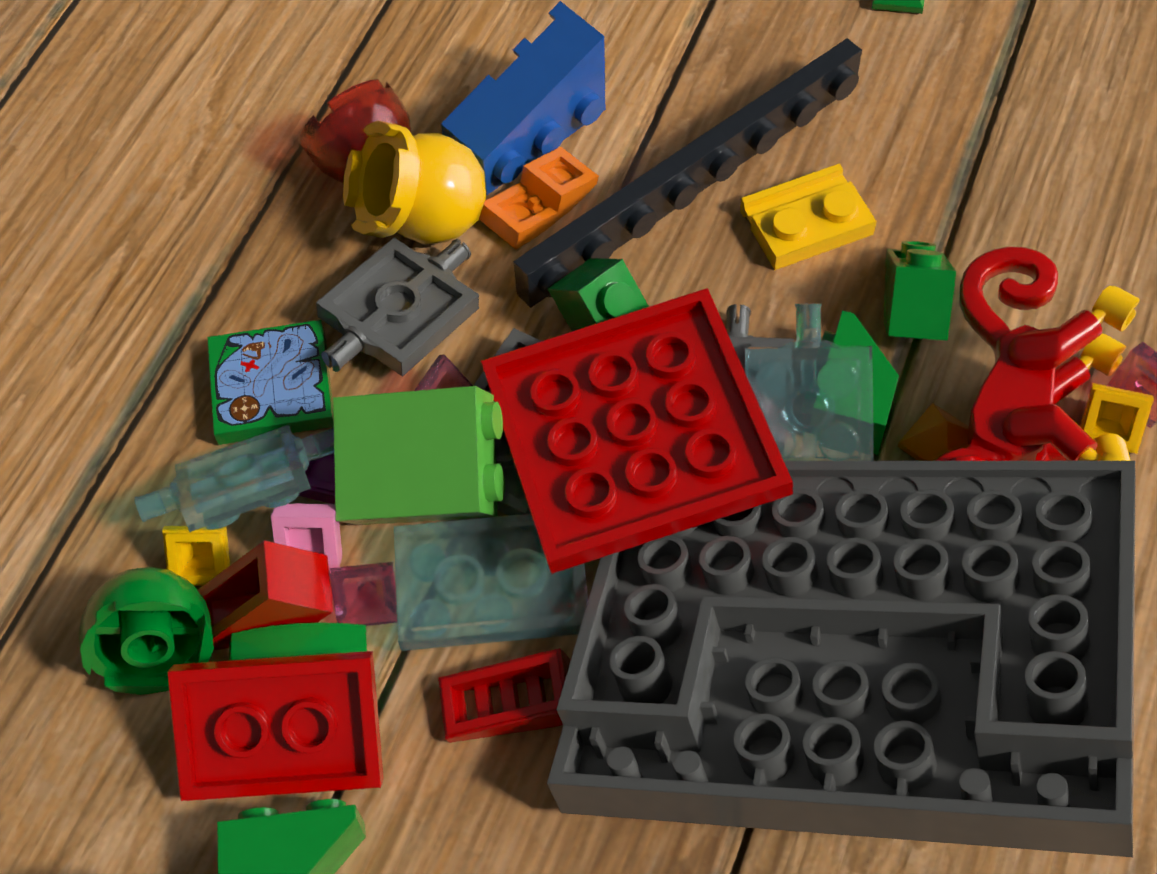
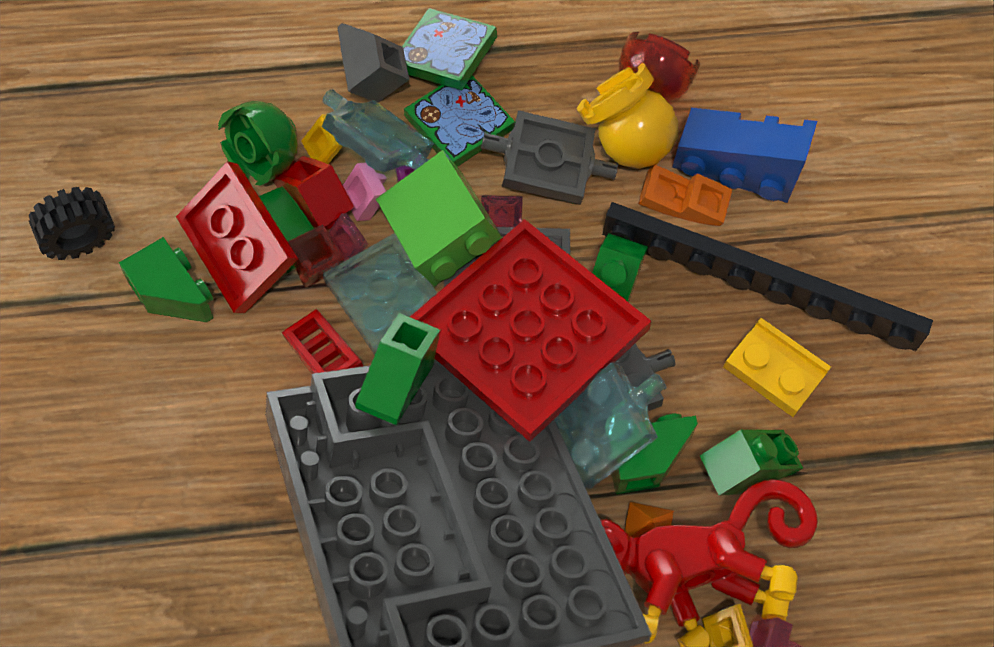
camera: 55 degrees right, 5 degrees up
(124, 435) = (371, 63): none -> dark grey slope
(161, 347) = (447, 48): none -> tile
(368, 628) = (315, 255): none -> clear red slope
(624, 589) = (398, 368): none -> green slope

